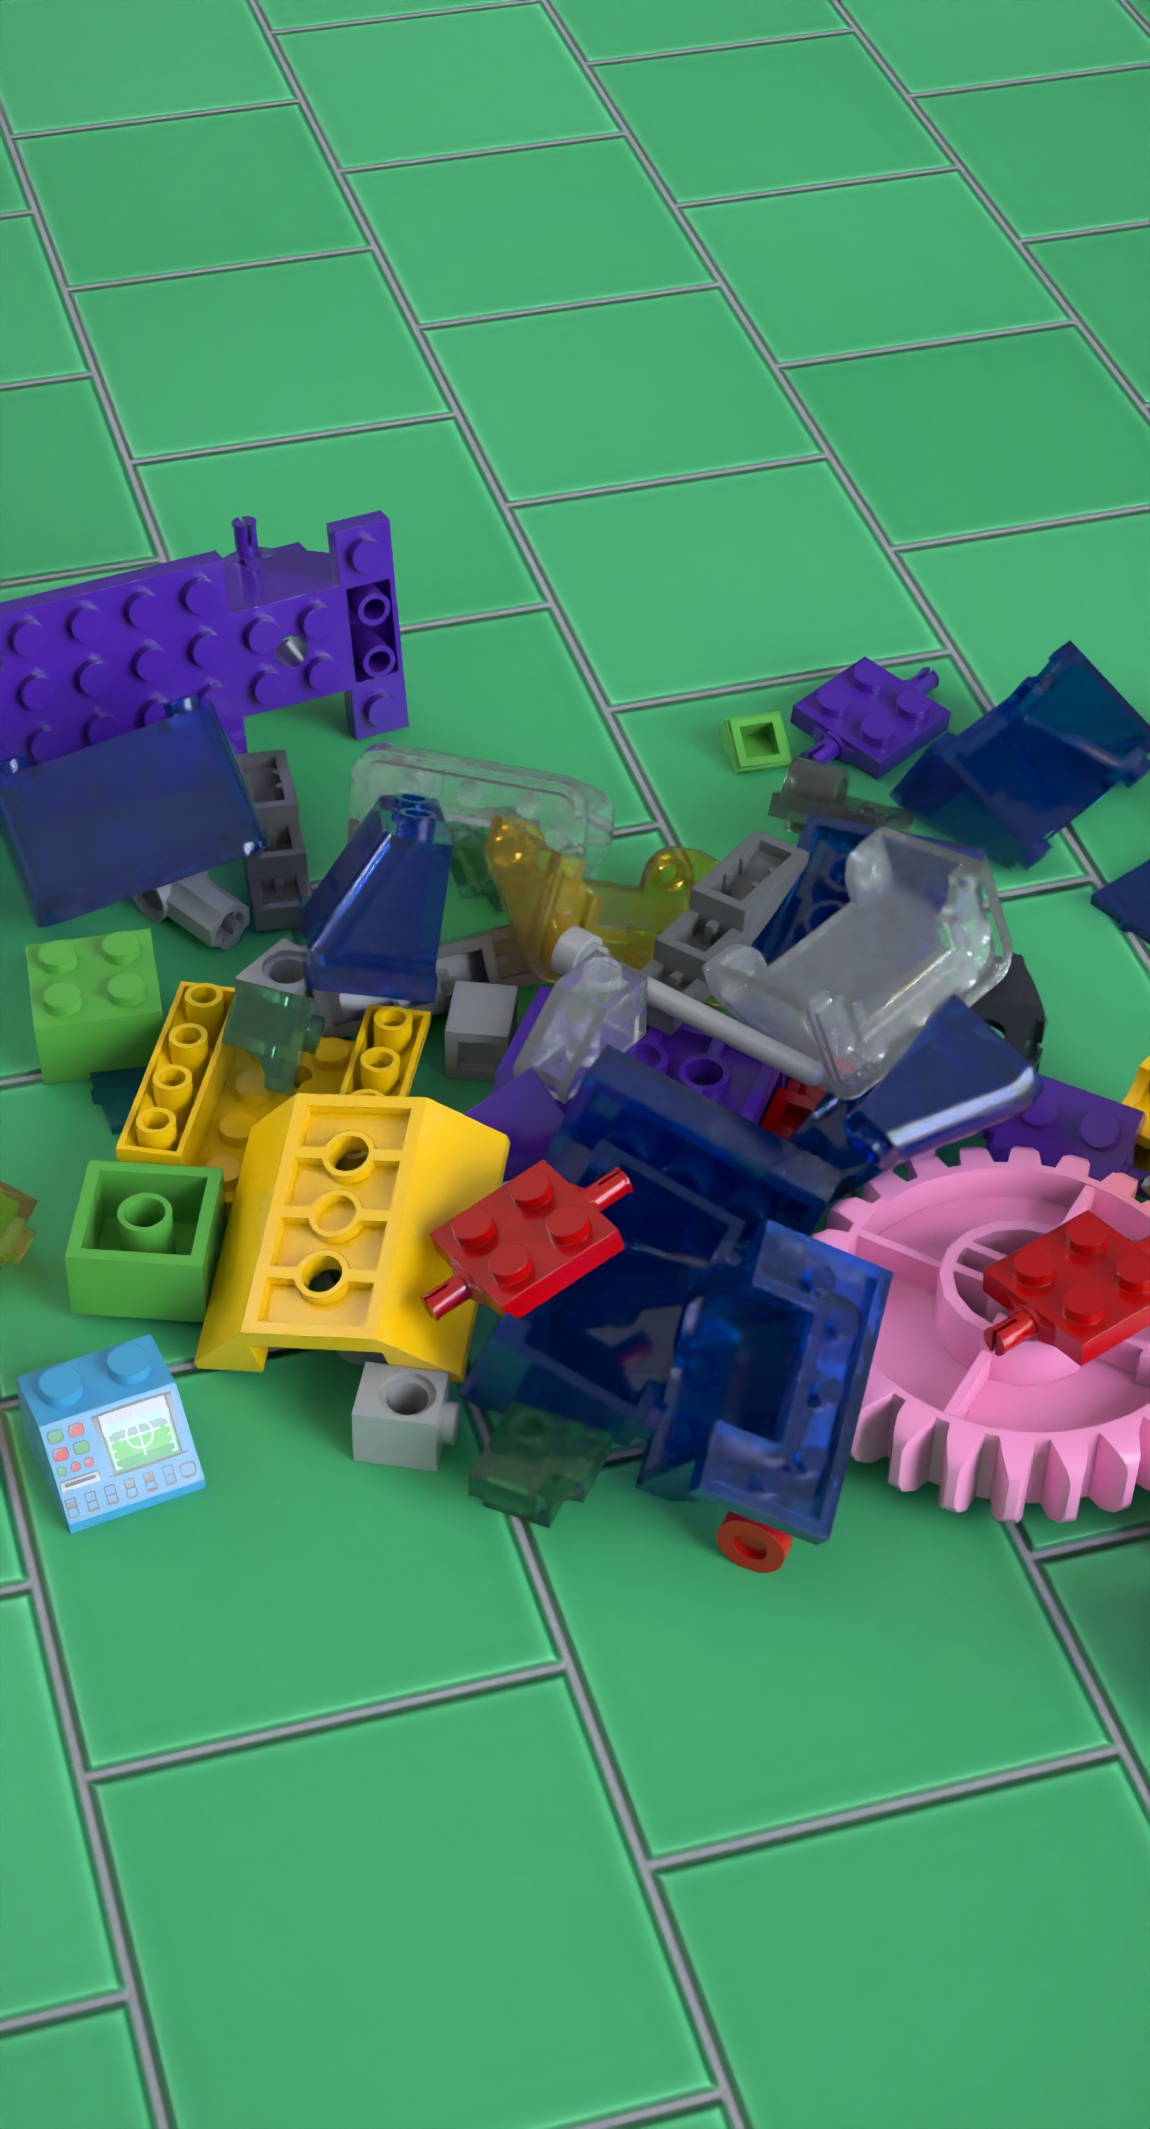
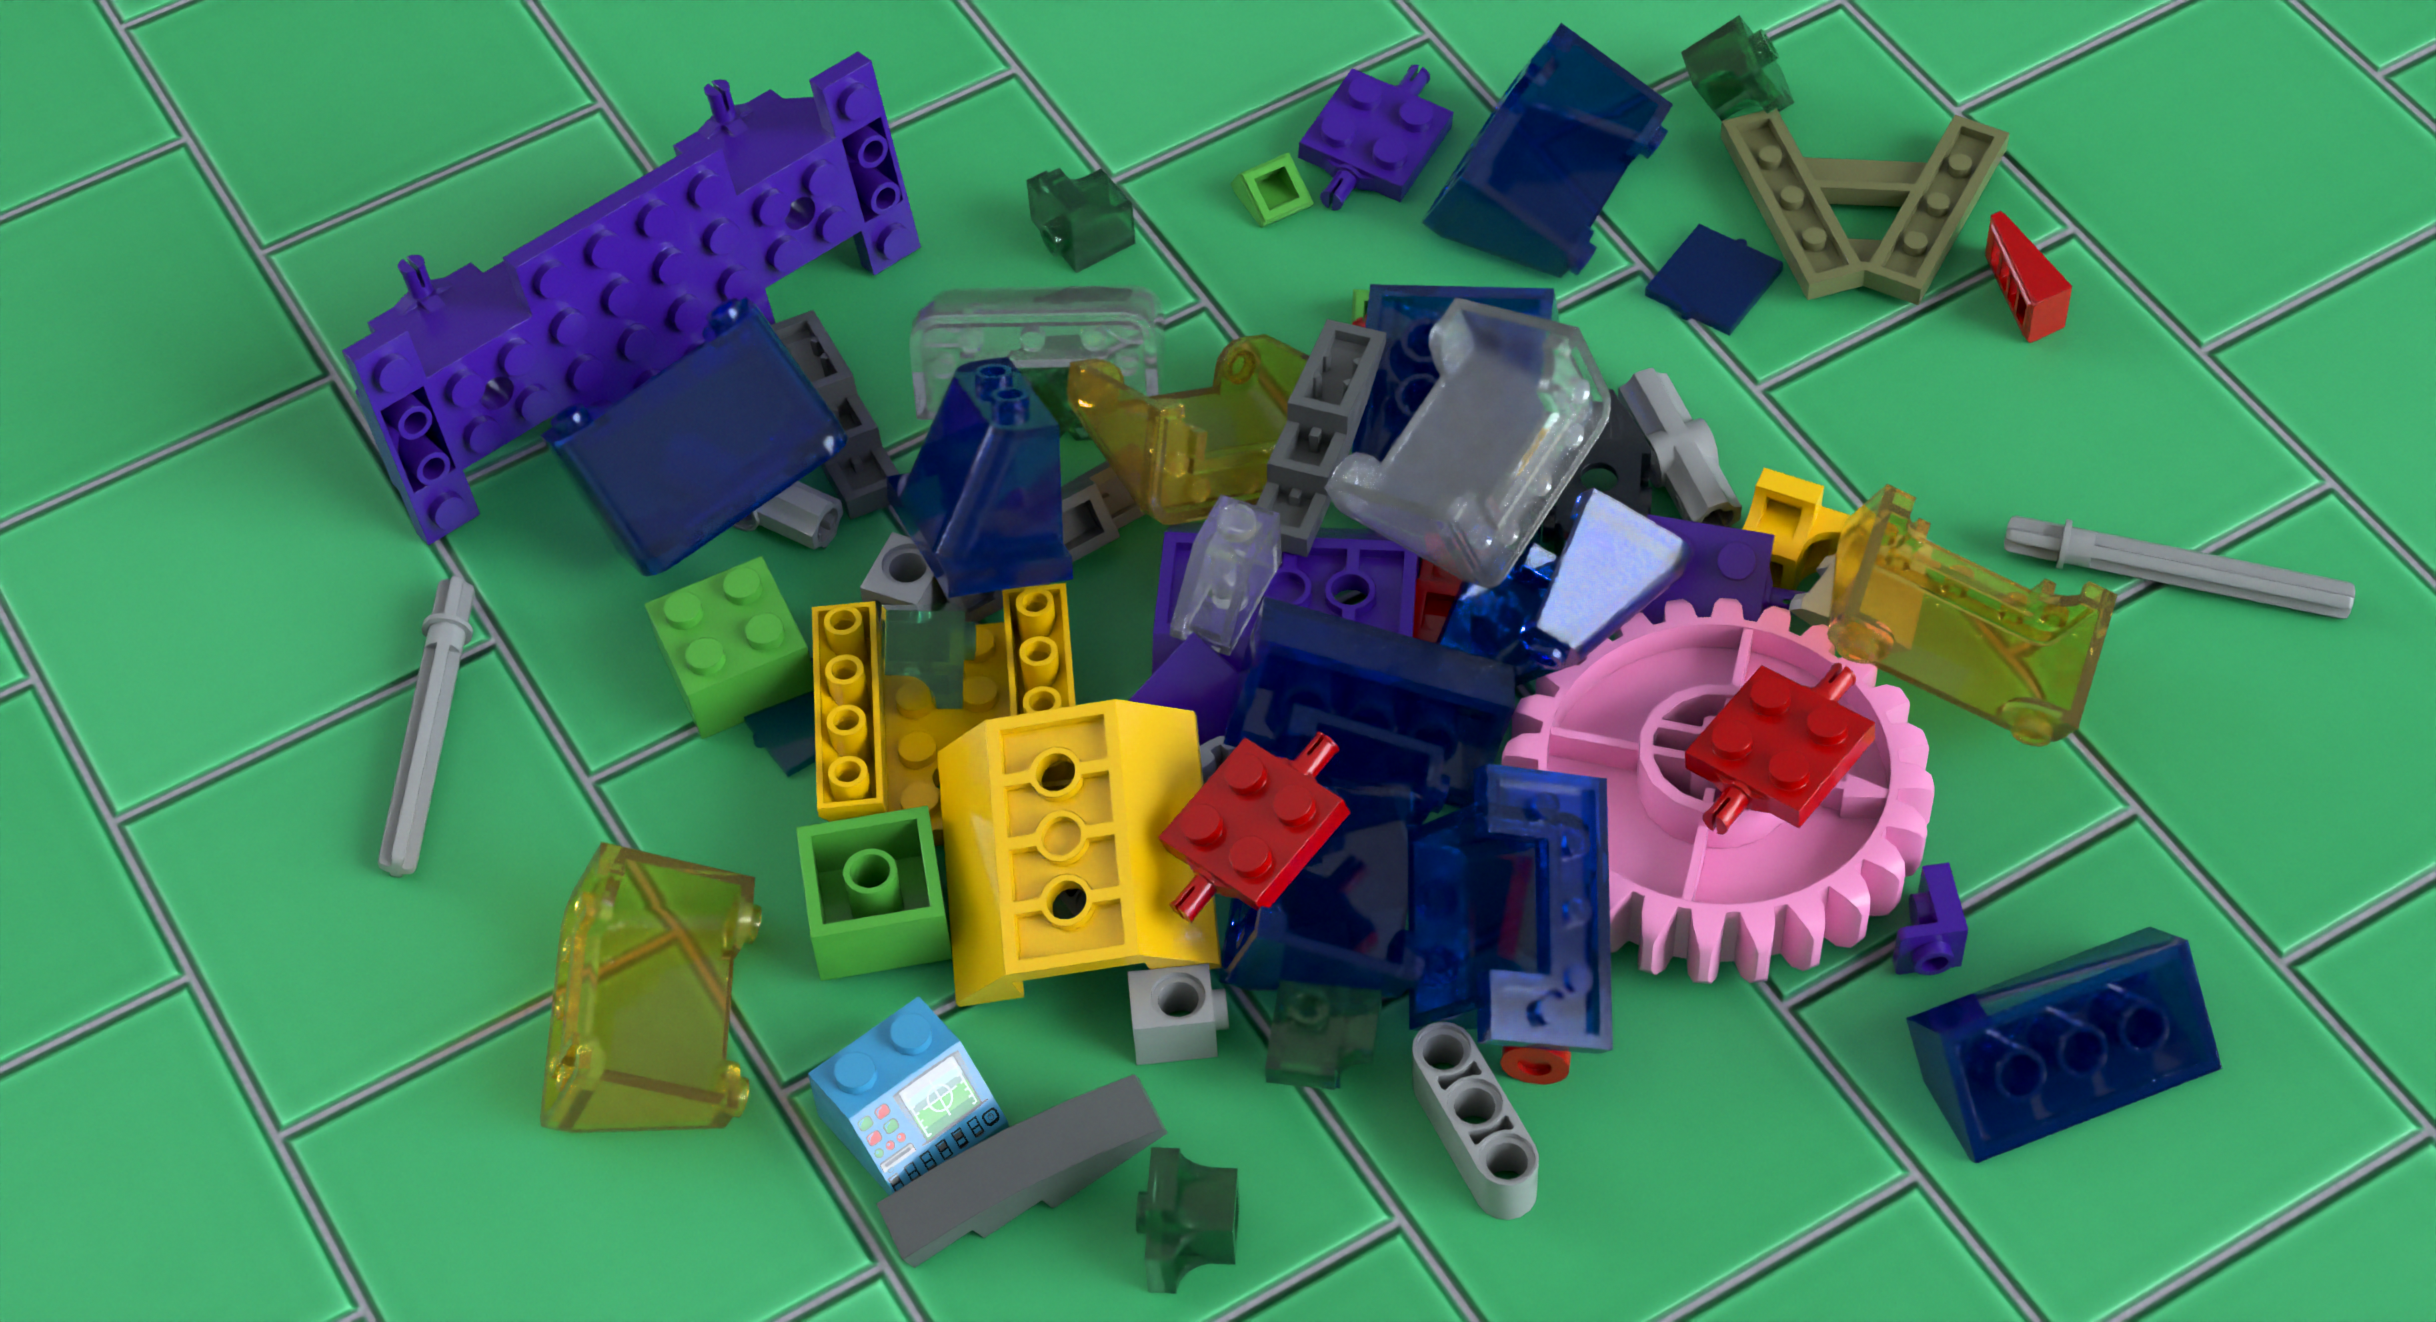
camera: 10 degrees left, 10 degrees up
(212, 1514) = (1020, 1166): none -> dark grey slope
(345, 1603) = (1187, 1217): none -> clear green brick
(479, 1029) = (1113, 584): light grey brick -> none
(565, 725) = (1081, 216): none -> clear green brick
(579, 943) = (1201, 491): light grey piece -> none
(671, 1583) = (1475, 1148): none -> light grey beam
(823, 791) = (1364, 254): clear smoke plate -> none
(1078, 1031) = (1681, 450): none -> light grey piece

